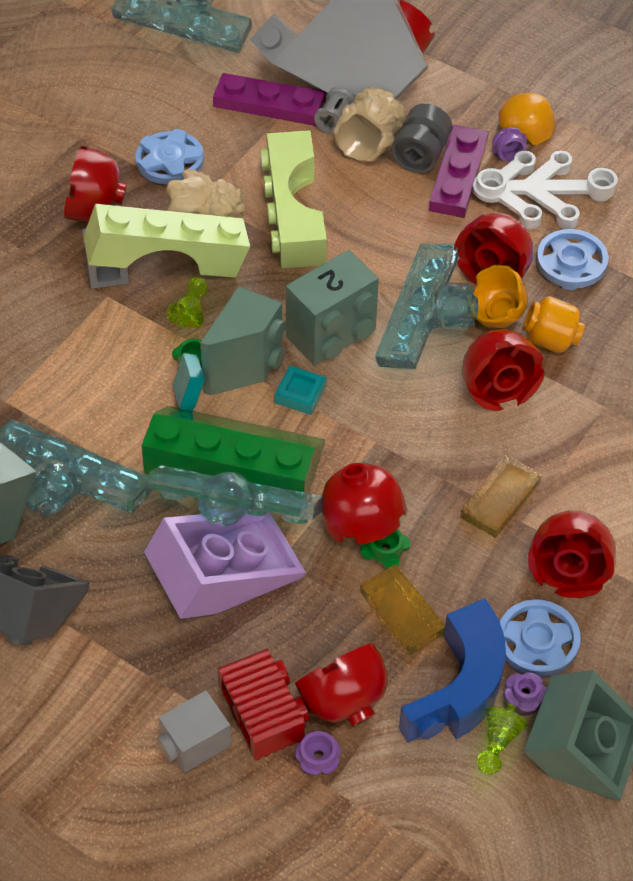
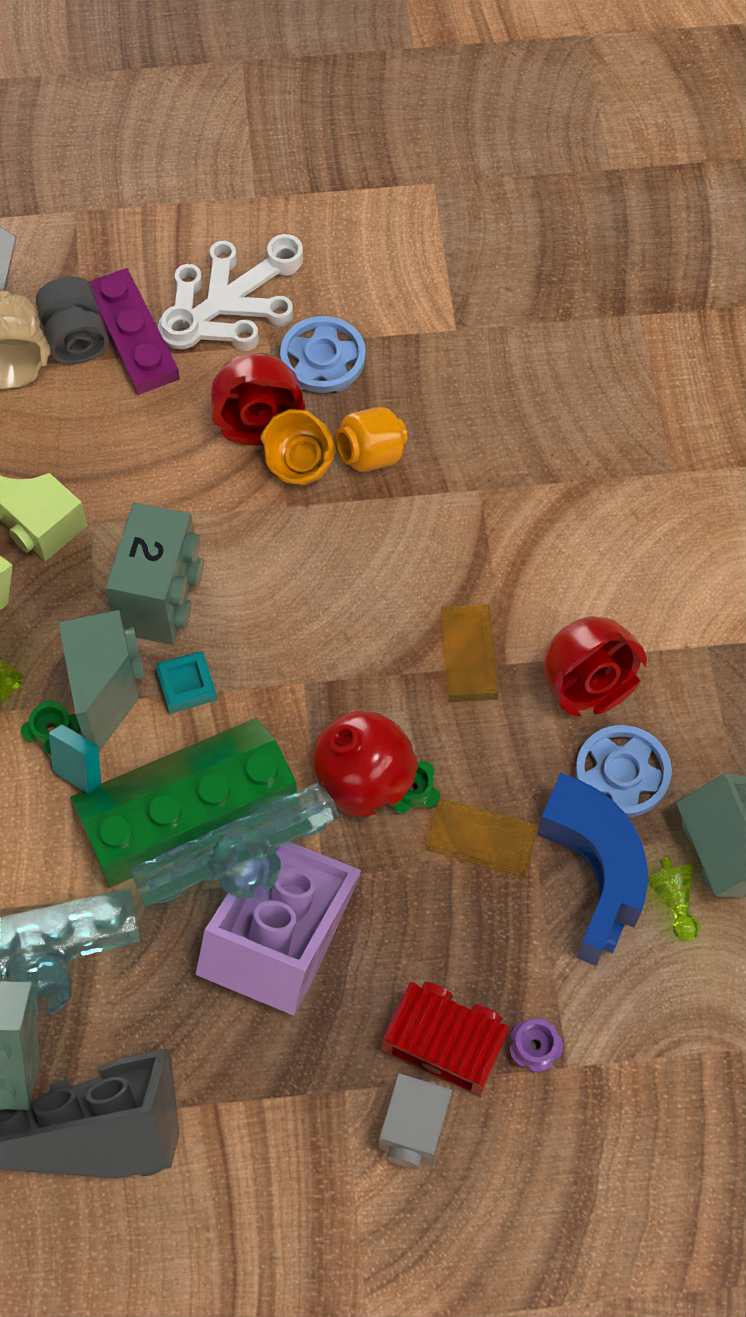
camera: 40 degrees left, 10 degrees up
(346, 686) = (511, 959): red cylinder -> none
(426, 304) = (235, 504): clear light blue plate -> none
(502, 369) = (365, 520): red cylinder -> none
(508, 143) = (159, 268): medium lavender plate -> none
(524, 703) = (660, 847): medium lavender plate -> none
(530, 114) = (151, 227): light orange hair -> none

